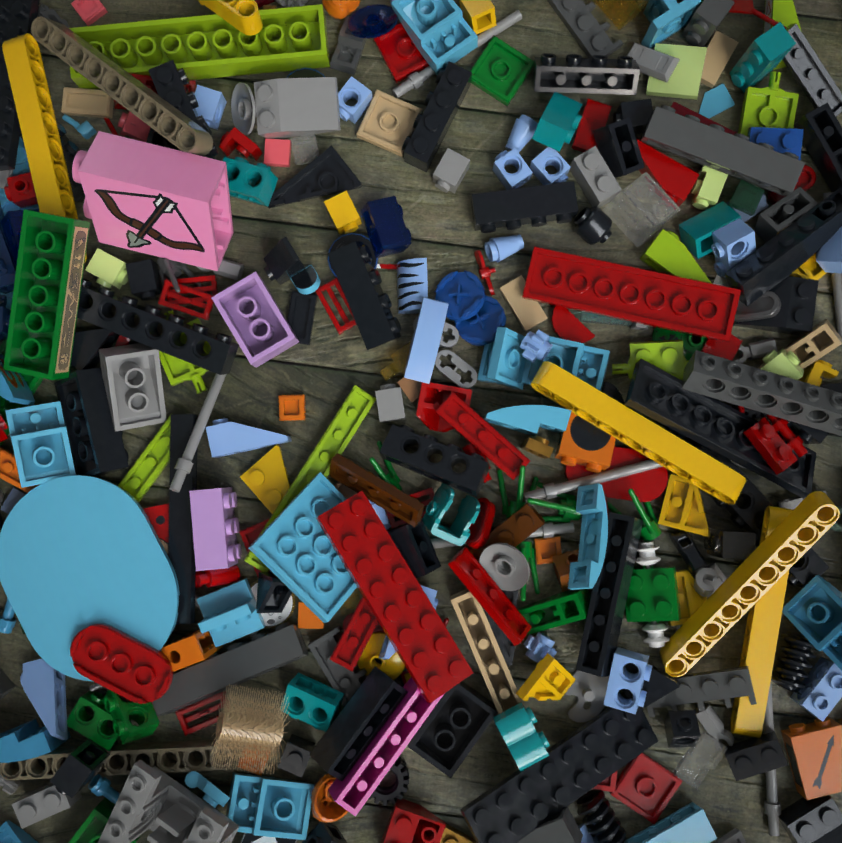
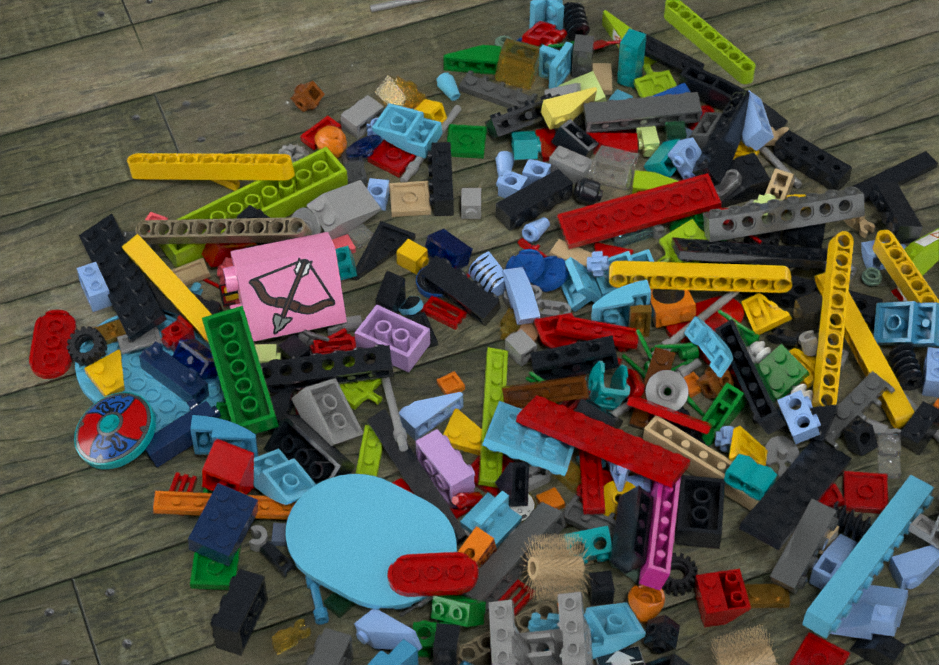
camera: 35 degrees left, 35 degrees down
(629, 96) = (566, 107): none -> light yellow slope
(771, 445) = (794, 245): red plate -> none

